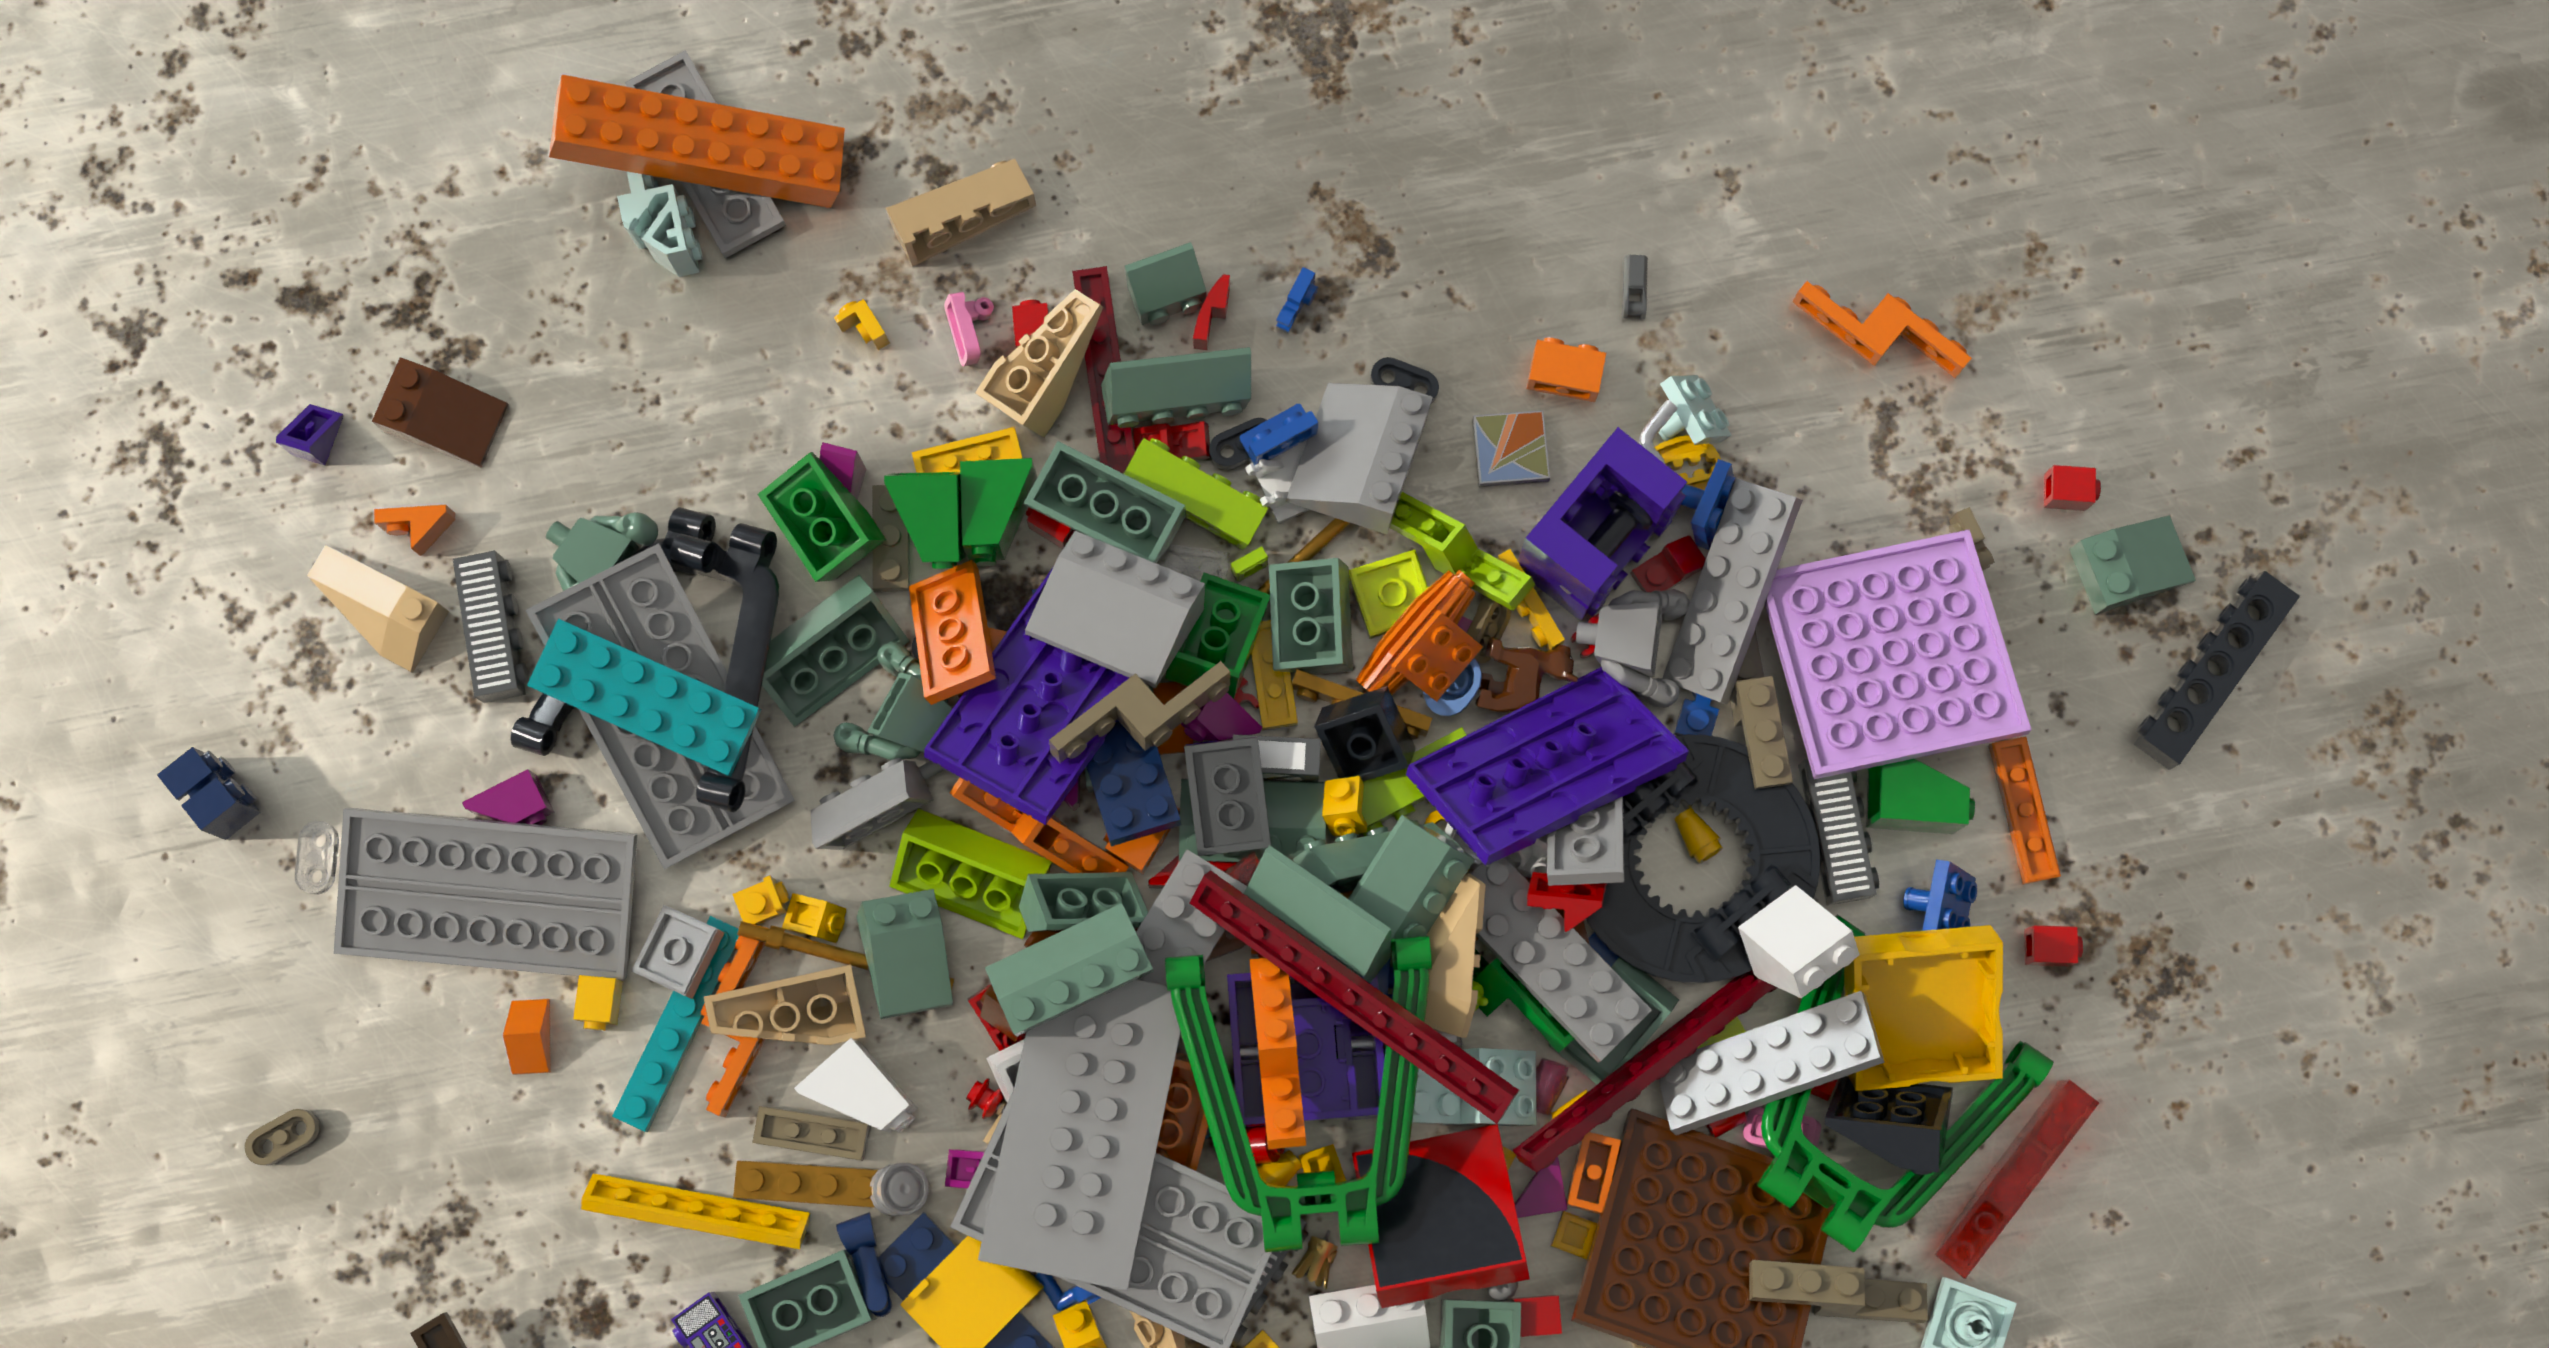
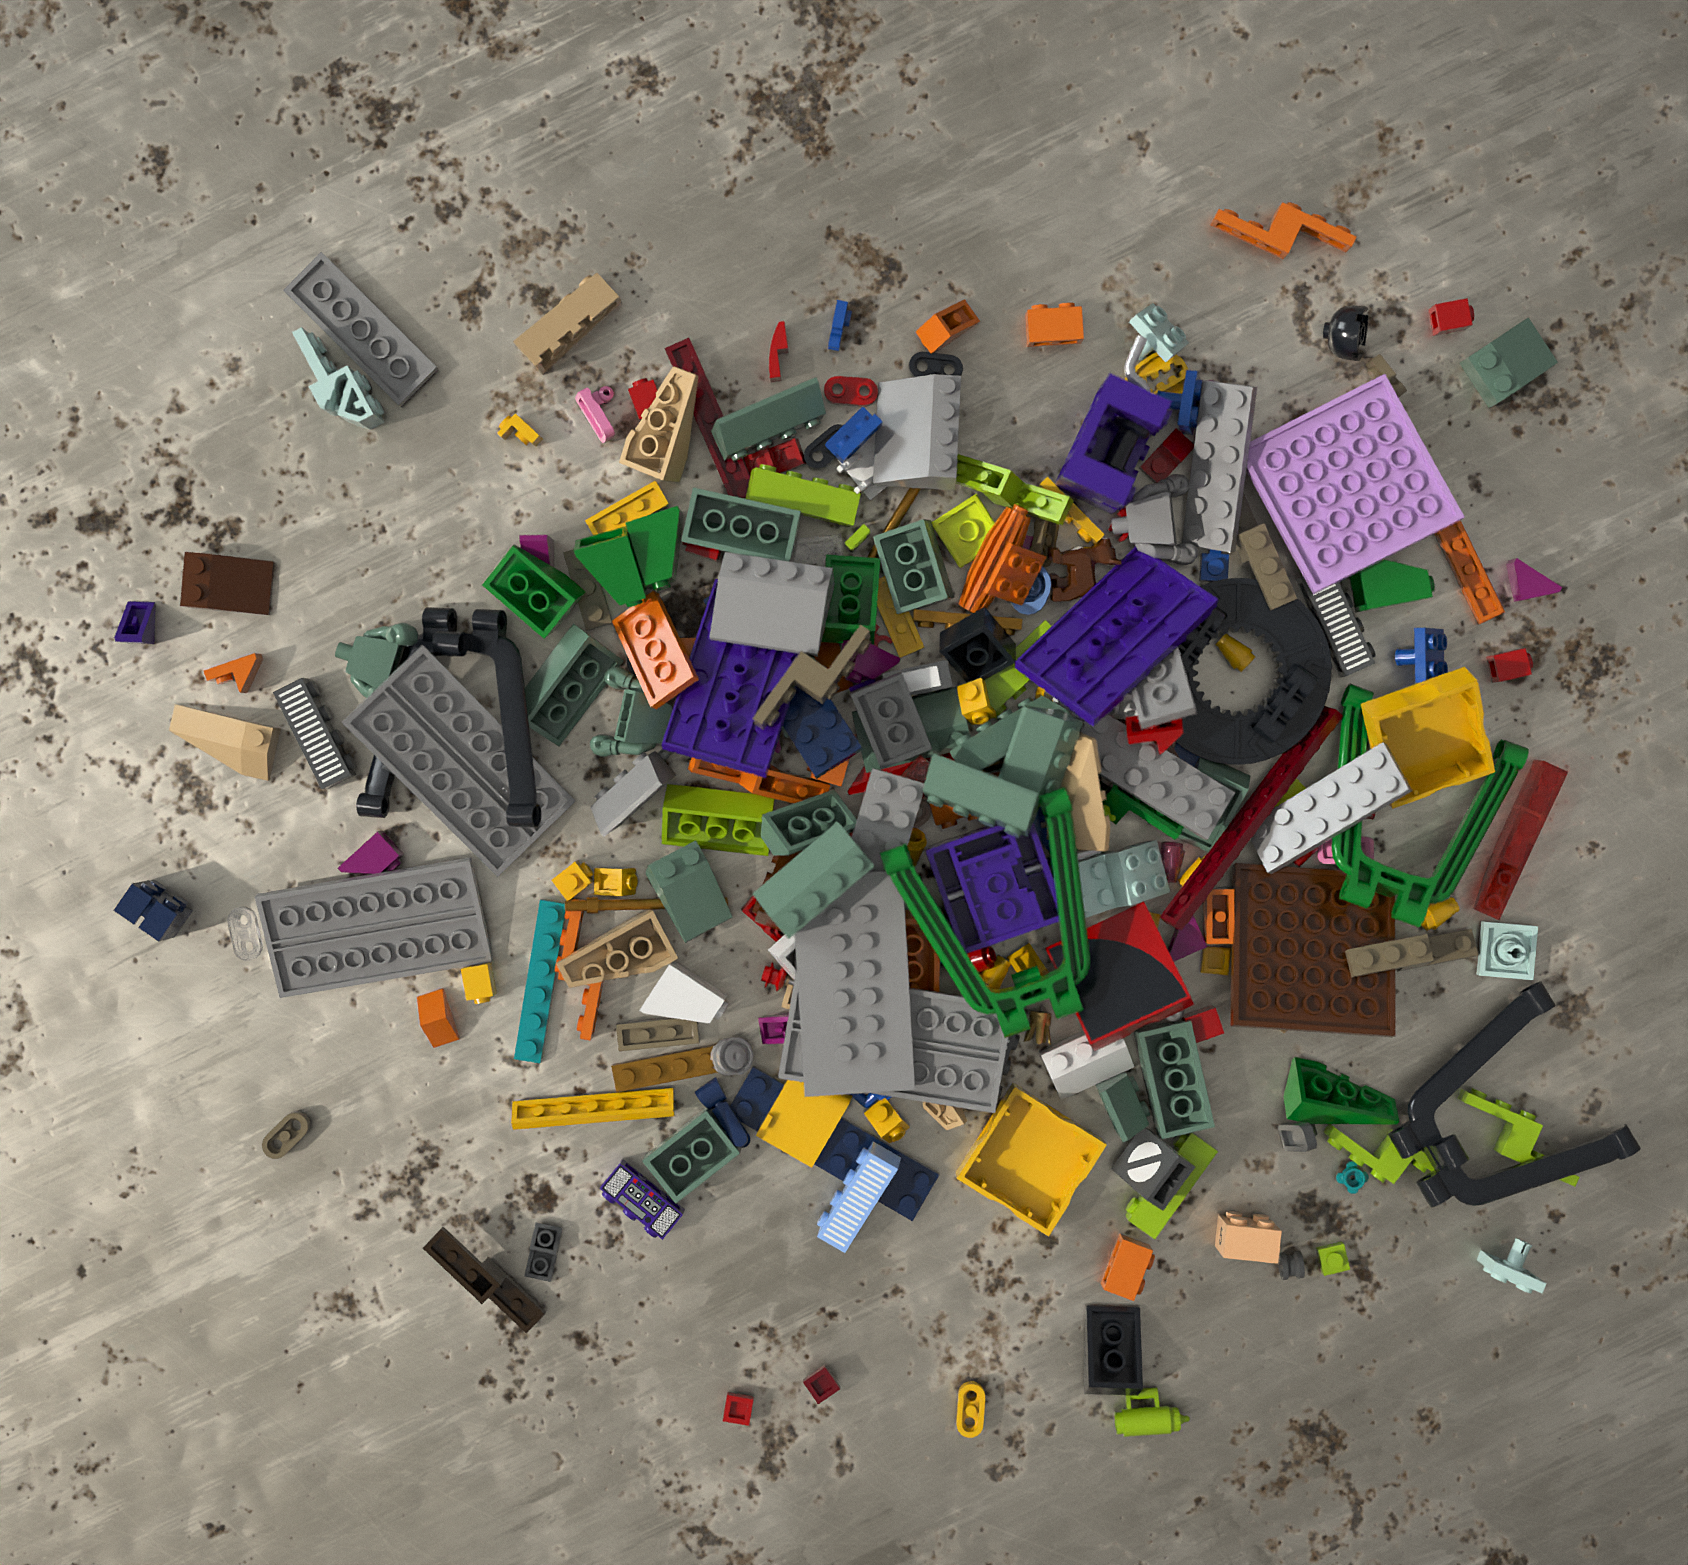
camera: 15 degrees left, 10 degrees up
(644, 697) = (448, 763): teal plate -> none
(678, 951) = (525, 932): light grey tile -> none
(696, 141) = (354, 327): orange brick -> none
(1166, 284) = (738, 341): sand green slope -> none
(1216, 970) = (916, 844): none -> yellow cone
(1277, 1055) = (978, 899): orange bracket -> none
(1289, 385) = (850, 395): none -> red plate
(1354, 997) = (1022, 846): dark red plate -> none
(1431, 335) = (947, 326): none -> orange slope
(1511, 448) = (1027, 396): tile -> none
(1635, 284) = (1089, 242): dark grey bar -> none
(1797, 943) = (1329, 719): white slope -> none
(1885, 1249) = (1439, 913): none -> yellow cone
(1895, 1123) = (1426, 827): black slope -> none
(1935, 471) = (1347, 331): none -> black cylinder
(2099, 846) = (1528, 582): none -> magenta slope
(2273, 603) = (1620, 367): black brick -> none

